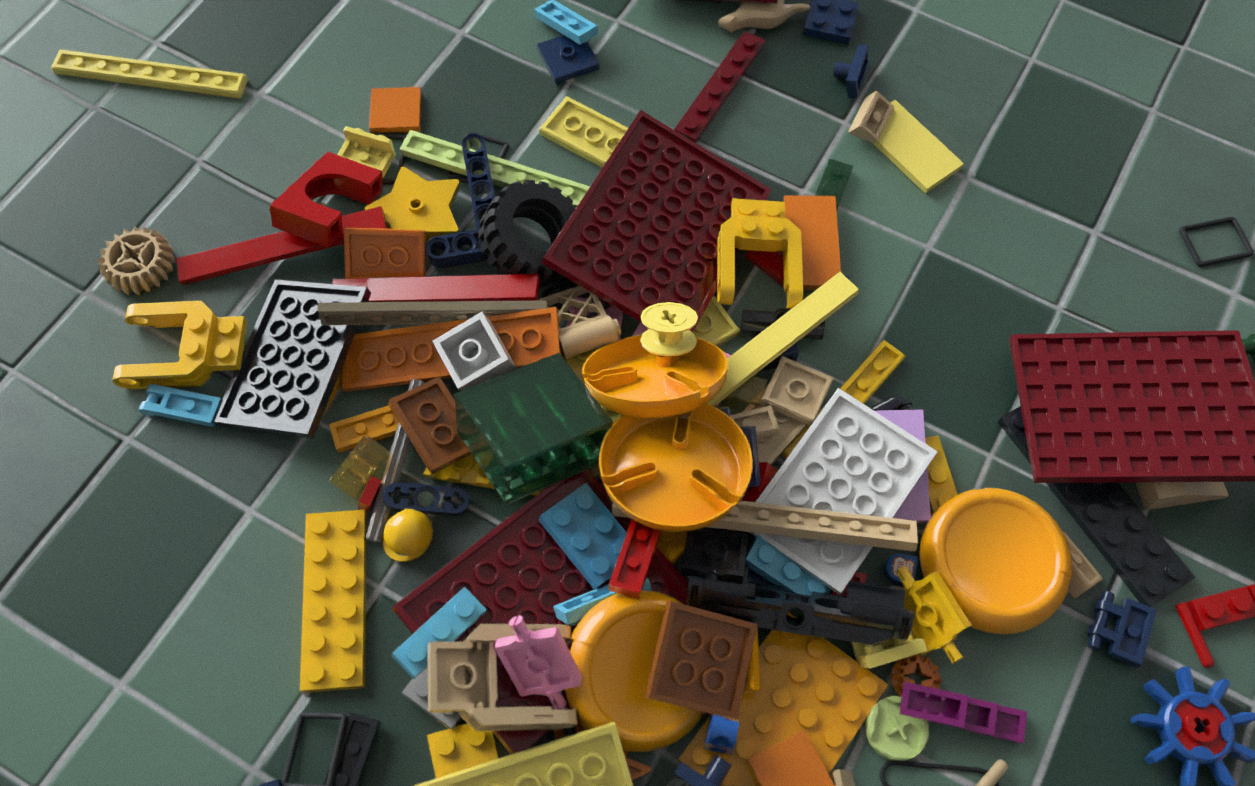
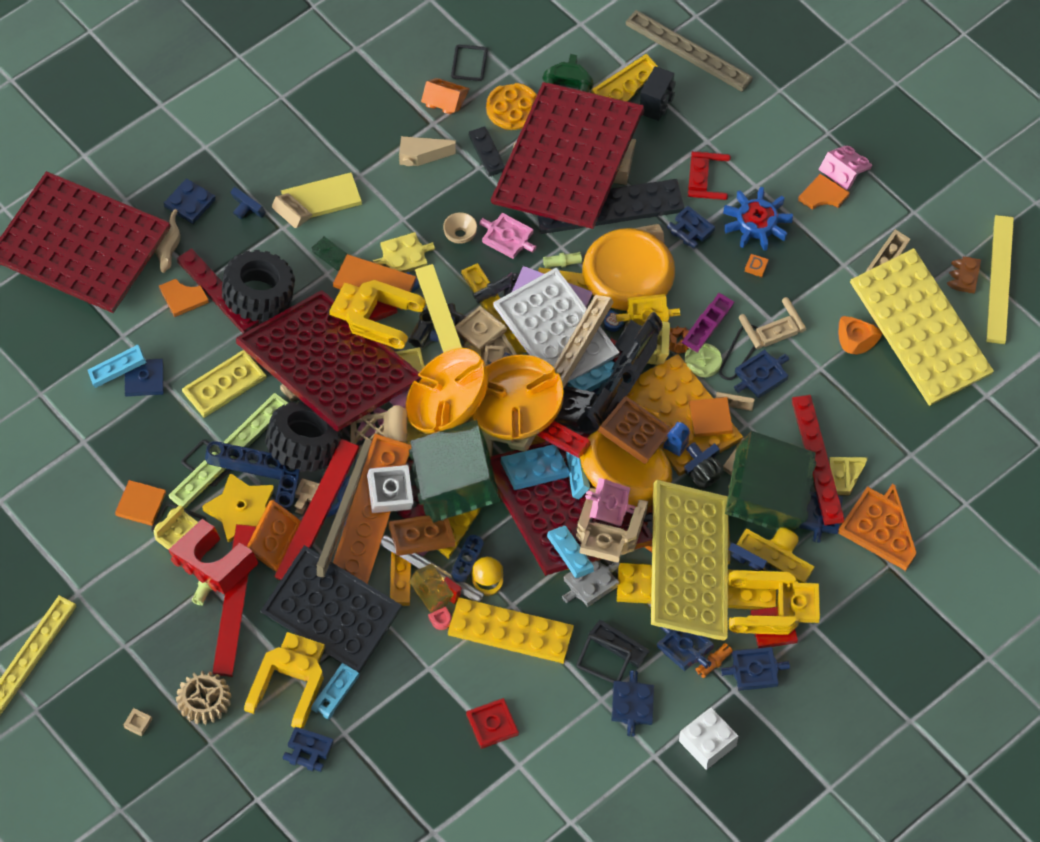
camera: 70 degrees left, 5 degrees down
(94, 207) = (137, 722): none -> tan tile
(95, 403) = (309, 743): none -> dark blue plate
(177, 624) = (492, 723): none -> red tile
(328, 498) = (441, 618): none -> coral tile
(463, 268) = (304, 494): none -> tan plate
(668, 329) = (422, 368): light yellow piece -> none
(694, 56) = (181, 297): none -> orange tile
(744, 88) = (263, 268): none -> black tyre
(807, 354) = (458, 316): none -> black arm
(867, 384) = (491, 289): none -> black pin
(874, 264) = (404, 253): none -> light yellow plate
(948, 304) = (457, 222): none -> tan piece
(966, 462) = (562, 260): none -> yellowish green pin
(968, 378) = (507, 235): none -> bright pink plate
(1042, 229) = (424, 150): none -> tan slope
(1090, 306) = (486, 151): none -> black plate
(1110, 756) = (756, 265): none -> orange tile
(1144, 225) = (444, 95): none -> orange slope
(1180, 307) = (510, 105): none -> light orange tile

